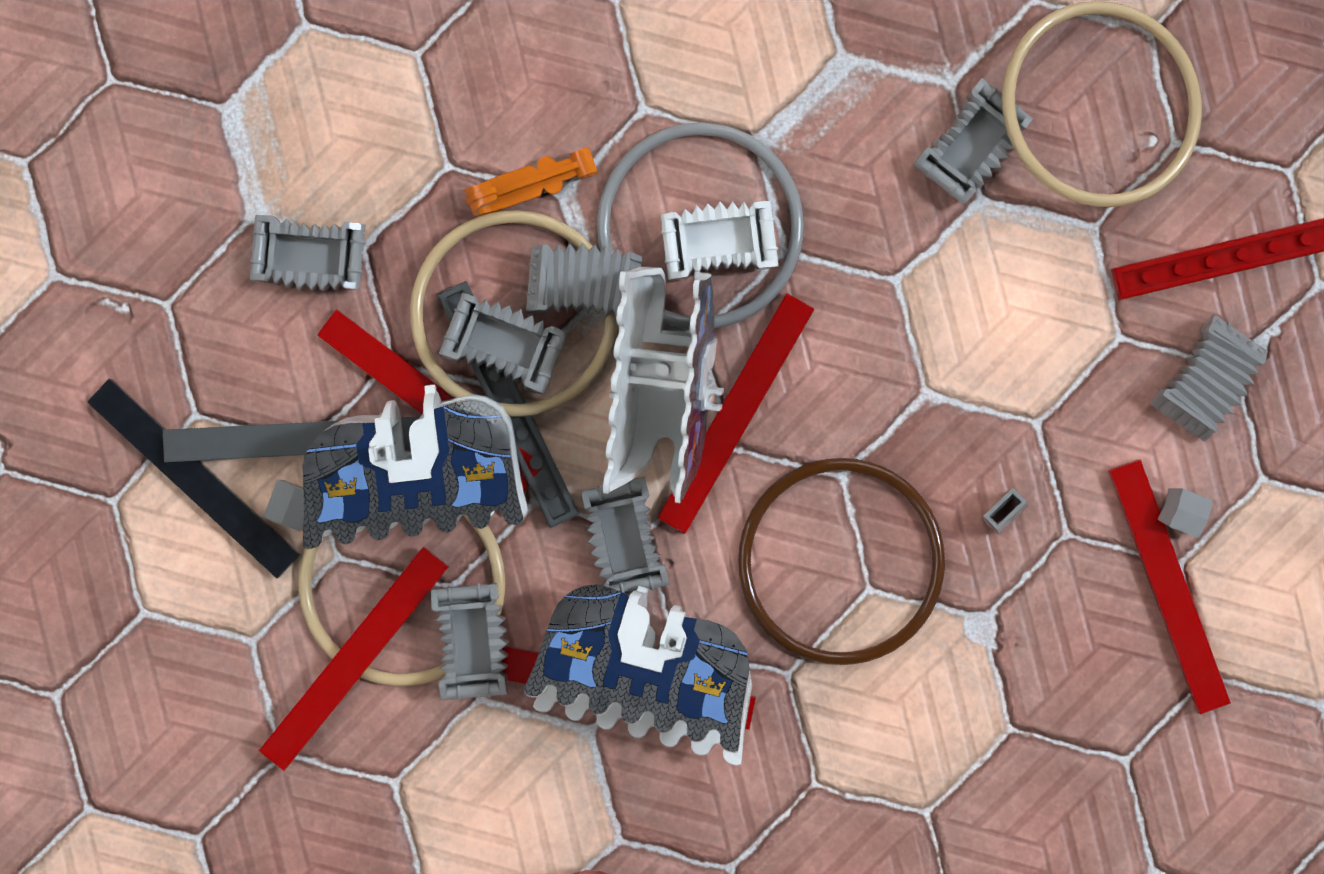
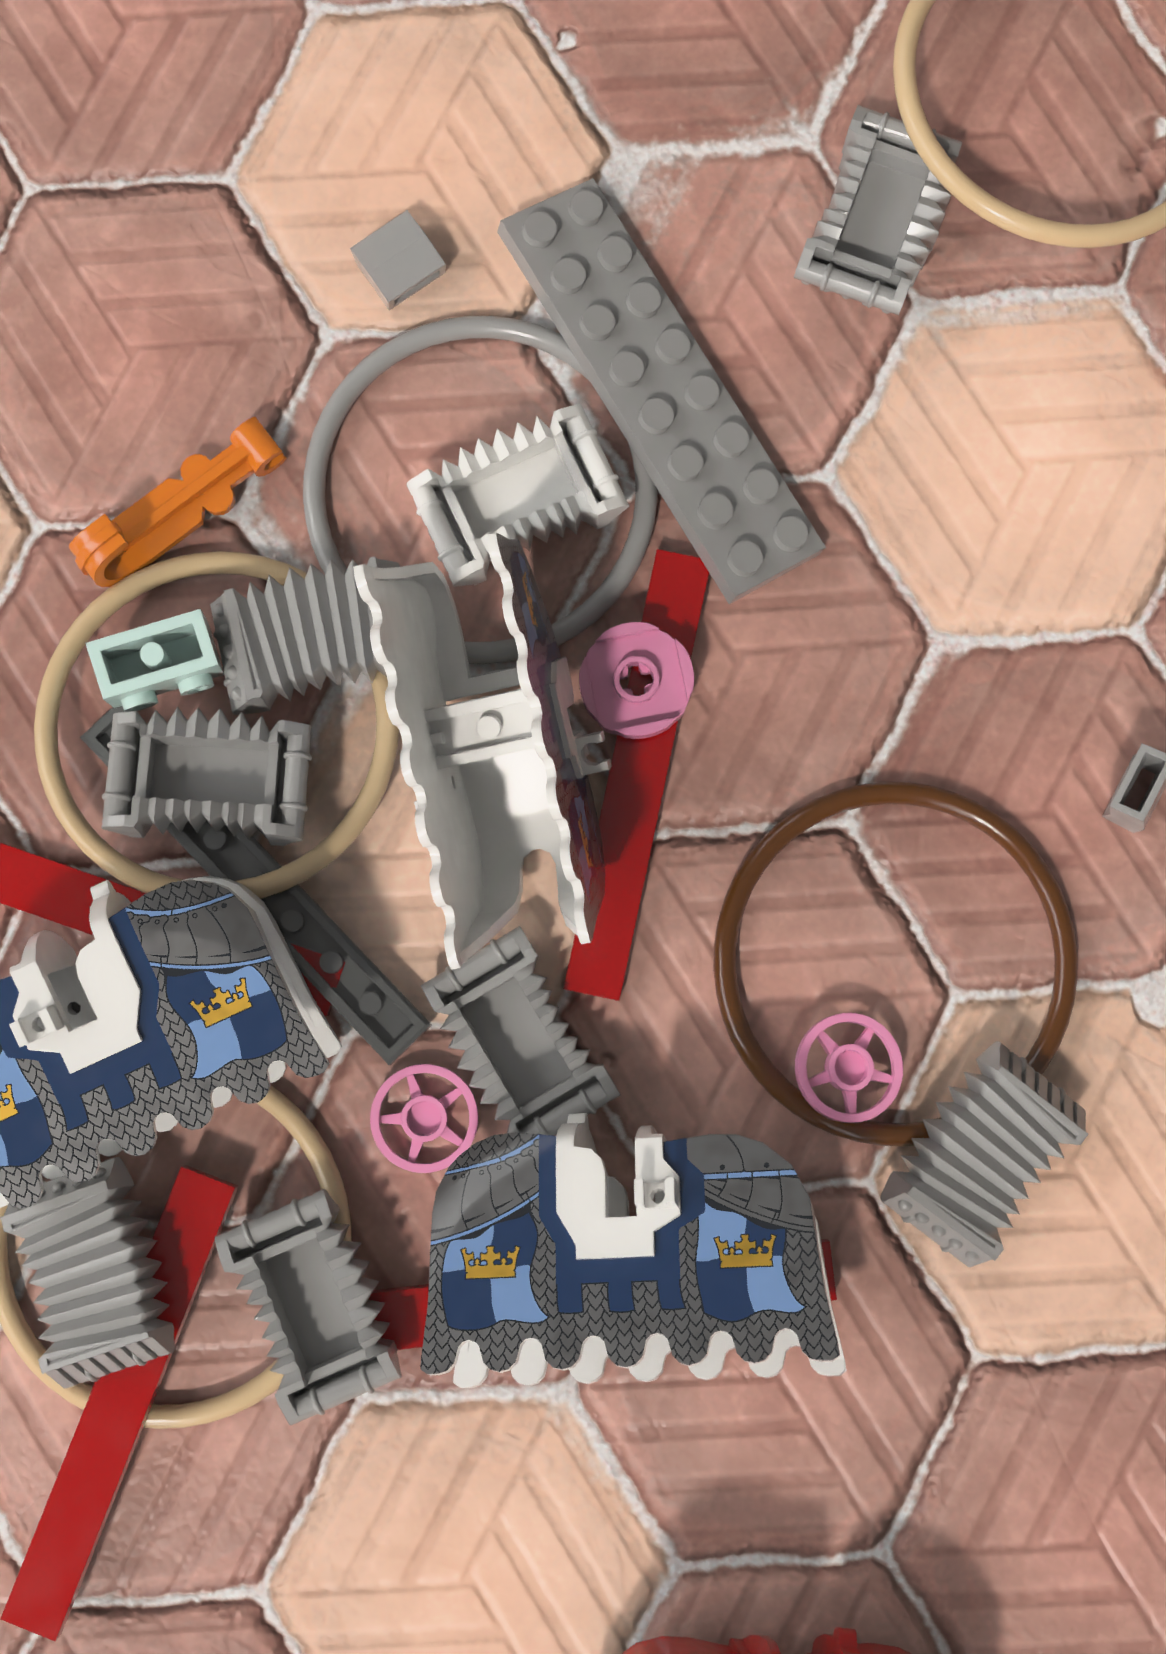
camera: 20 degrees left, 5 degrees down
(360, 589) = (92, 1276): none -> light grey piece
(494, 270) = (156, 660): none -> light aqua brick
(559, 562) = (423, 1118): none -> bright pink wheel
(696, 80) = (398, 260): none -> light grey piece
(765, 352) = (654, 654): none -> bright pink plate
(796, 609) = (849, 1068): none -> bright pink wheel
(818, 202) = (660, 390): none -> light grey plate
(853, 678) = (983, 1155): none -> light grey piece

